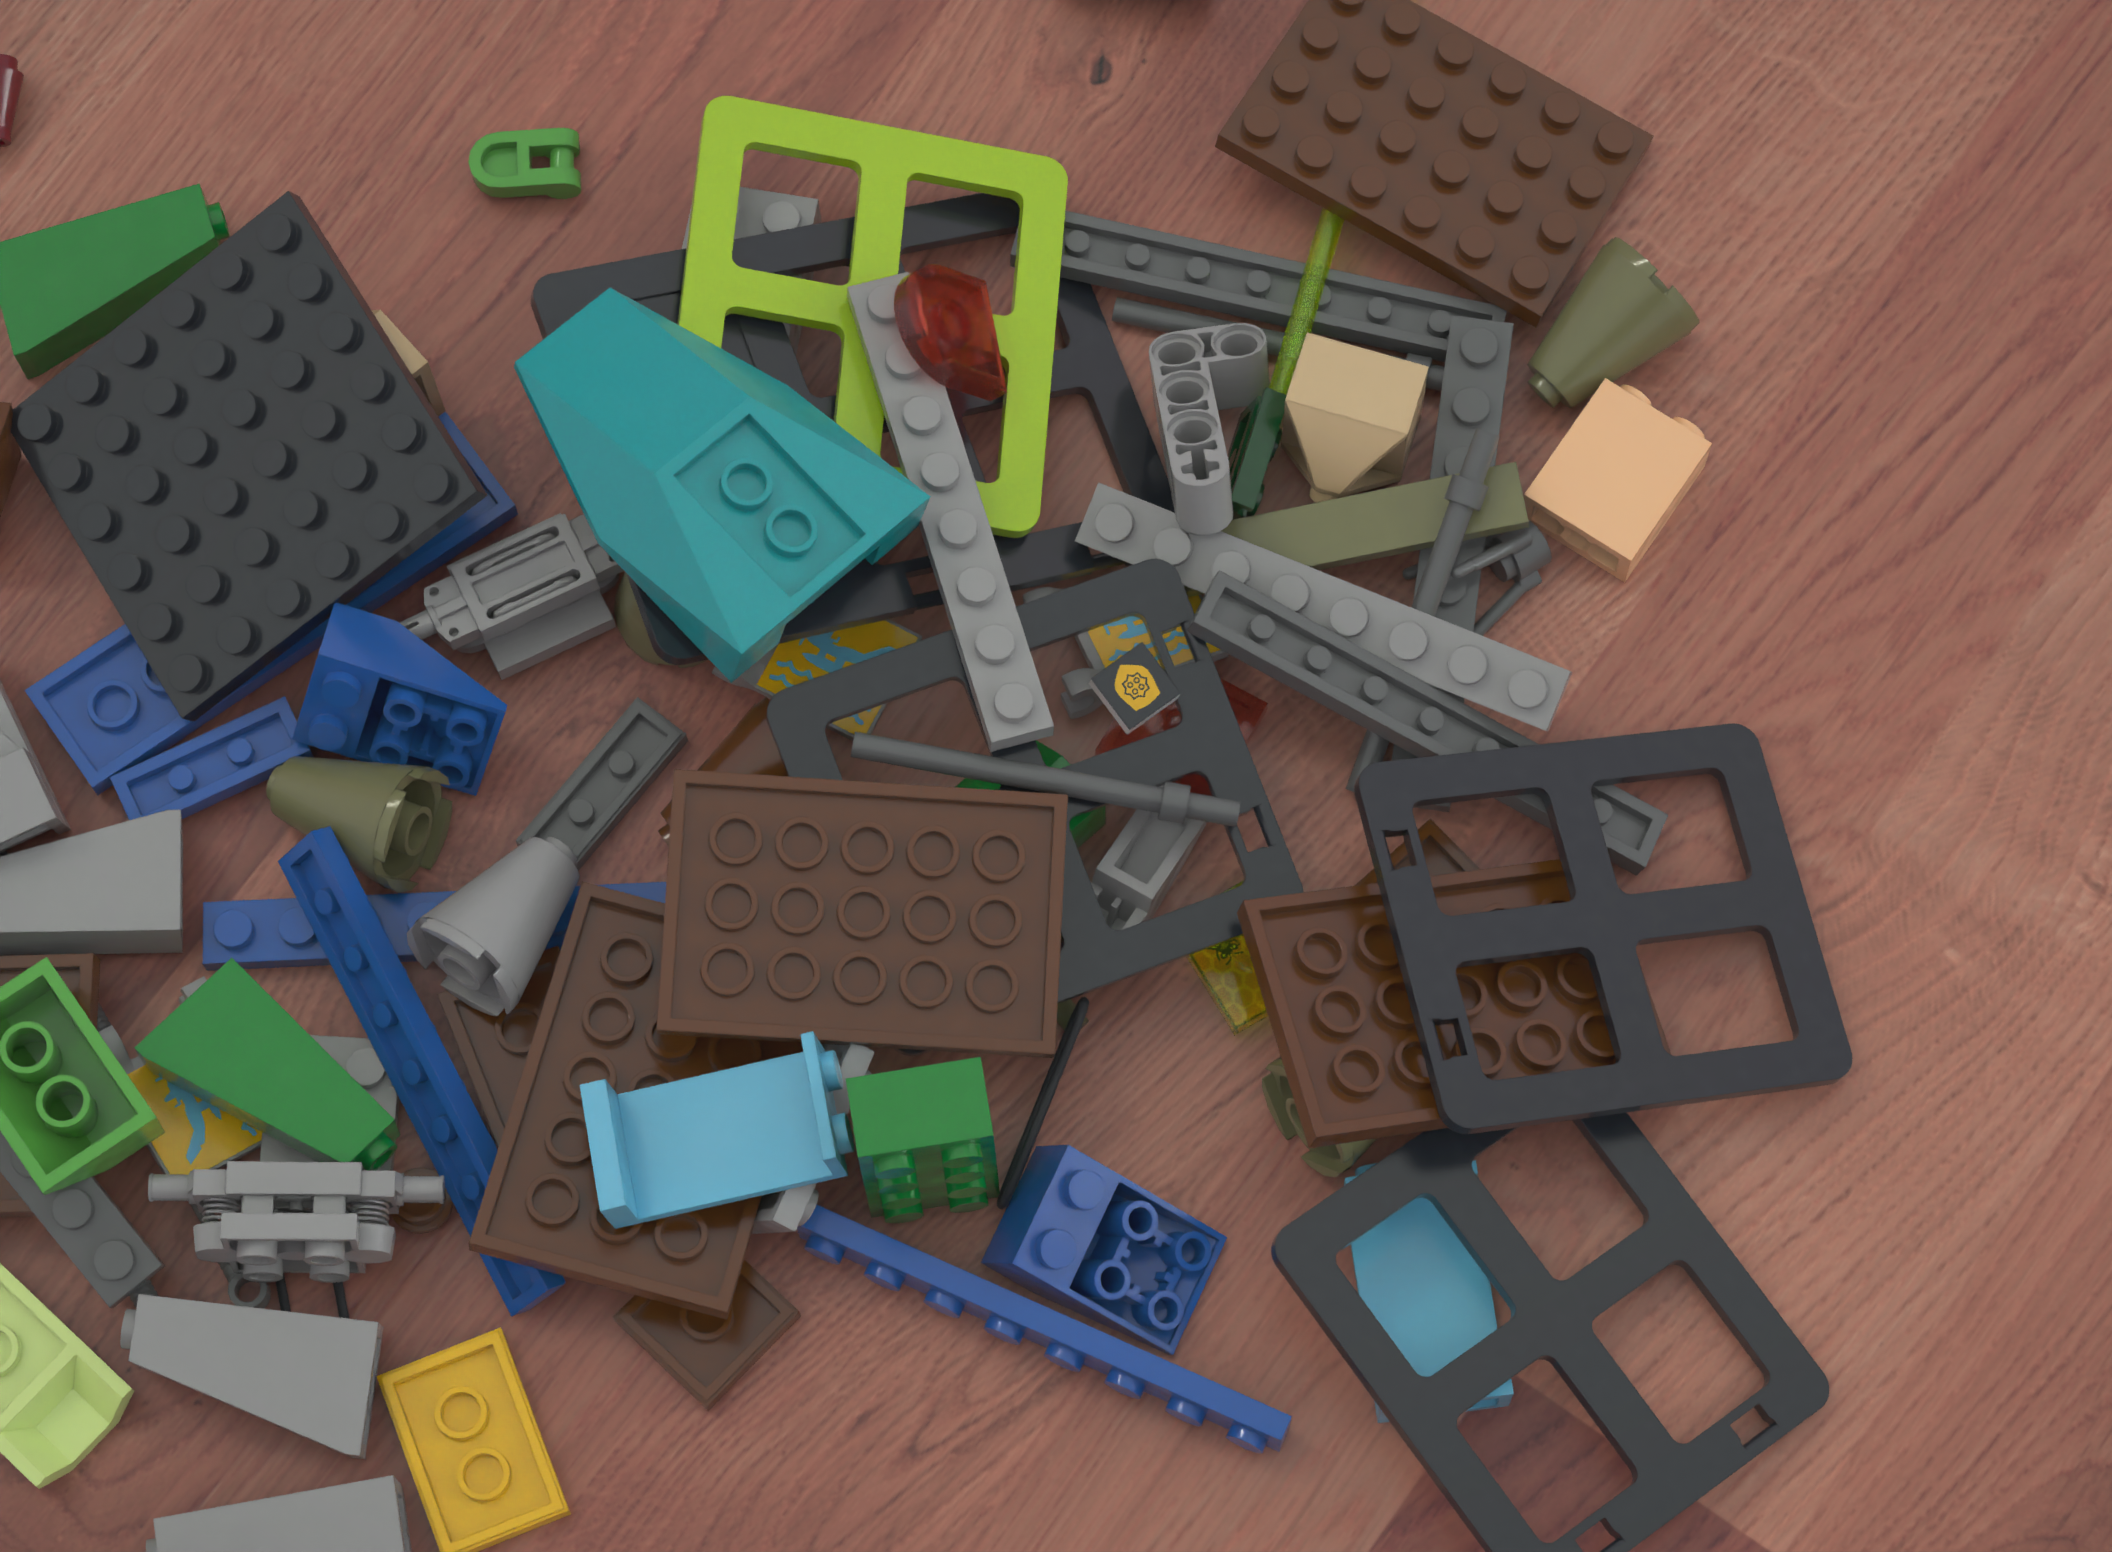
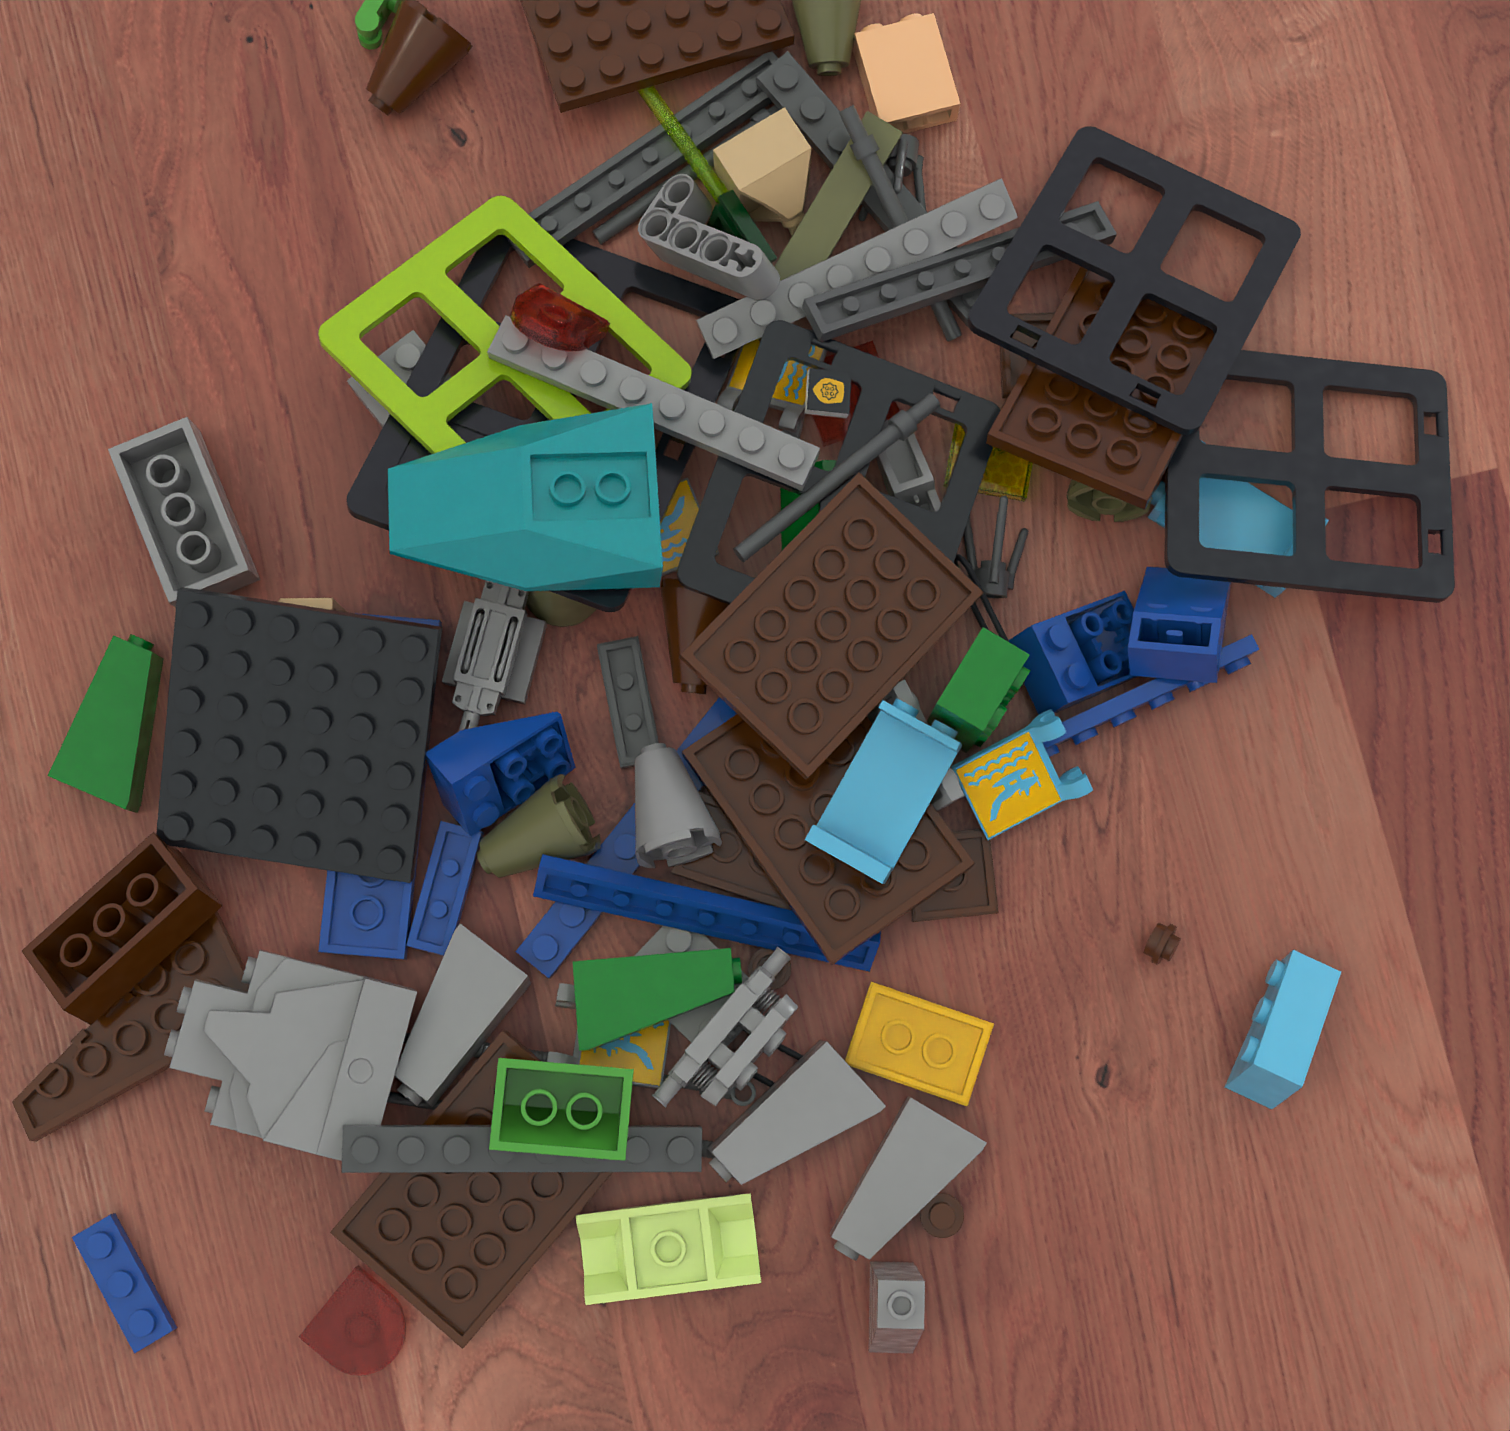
camera: 50 degrees left, 10 degrees up
(403, 141) = (183, 511): none -> light grey brick
(504, 163) = (242, 473): bright green plate -> none
(876, 1286) = (1017, 777): none -> flag
(1101, 1063) = (993, 572): none -> dark grey plant
(1217, 1319) = (1178, 627): none -> blue slope

